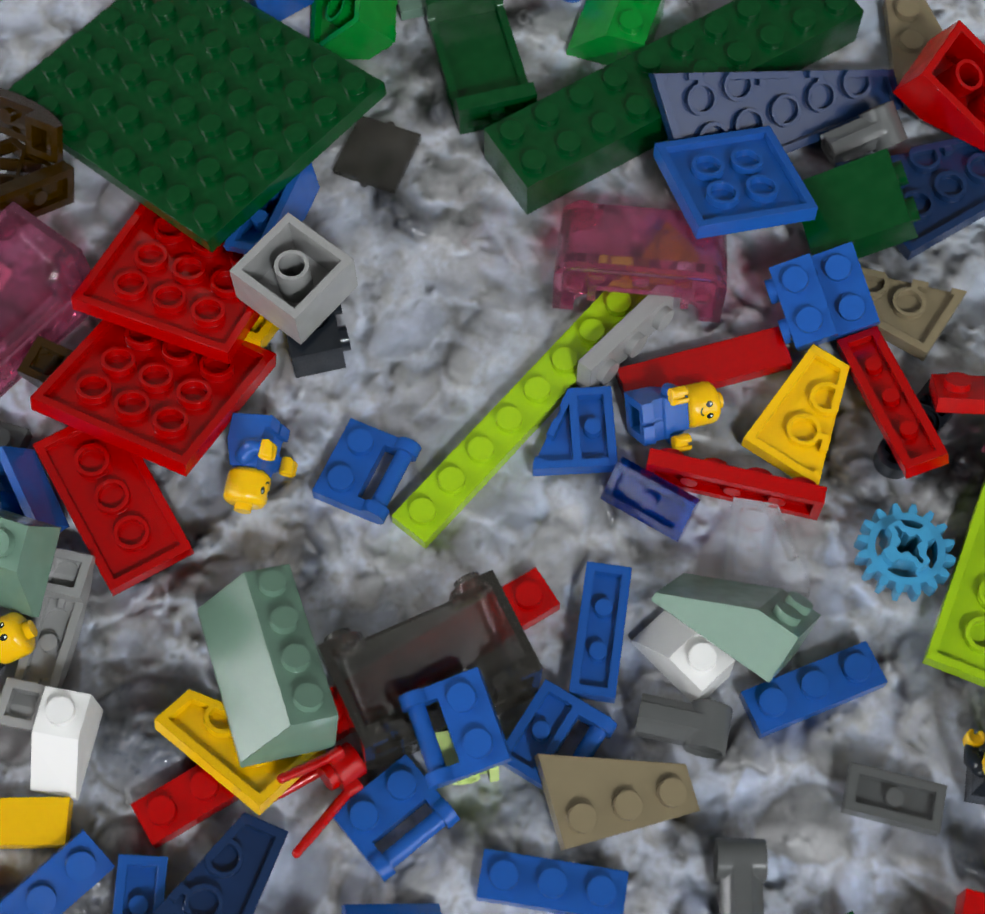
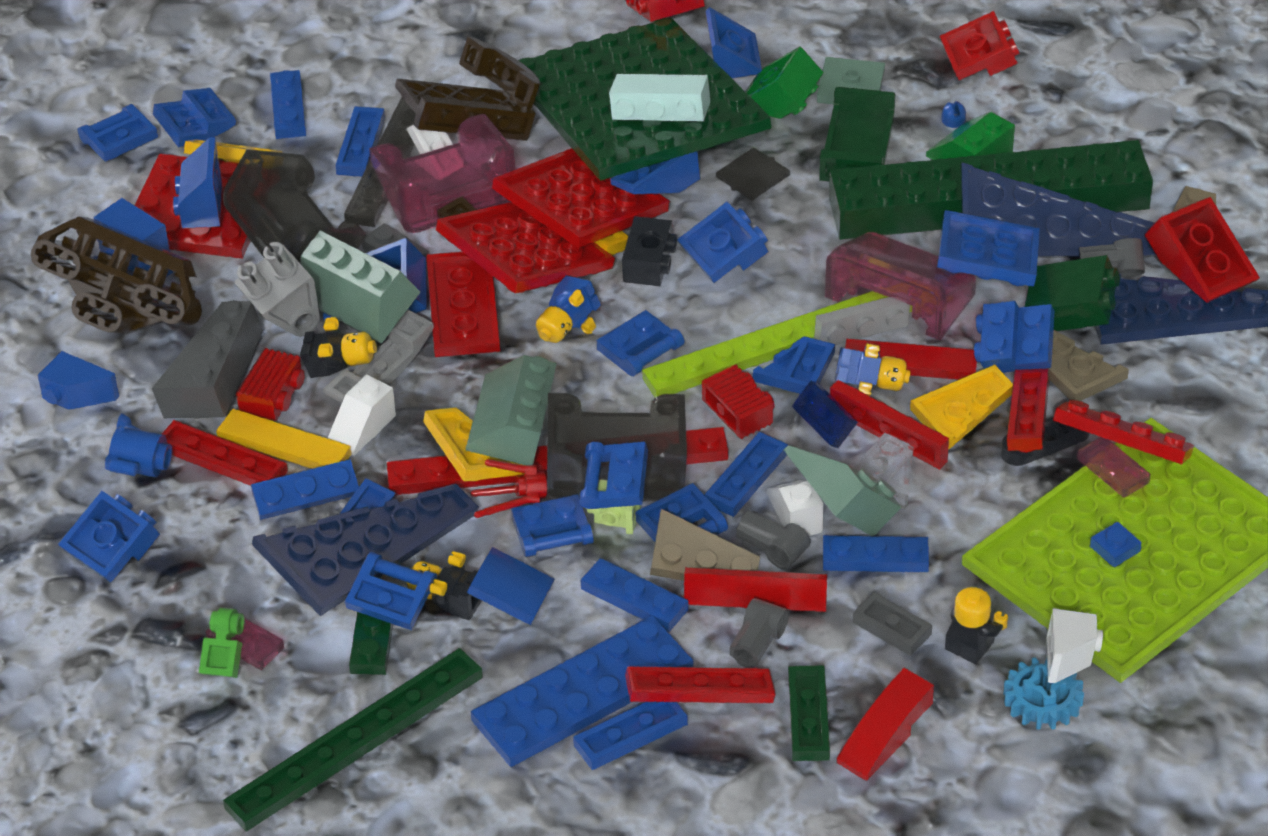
camera: 25 degrees right, 20 degrees down
(234, 103) = (659, 97): none -> light aqua brick
(294, 278) = (646, 207): light grey brick -> none
(401, 278) = (724, 242): none -> blue plate
(535, 519) = (738, 401): none -> red brick
(705, 819) = (739, 587): none -> red tile
(904, 560) = (985, 497): dark azure gear -> none

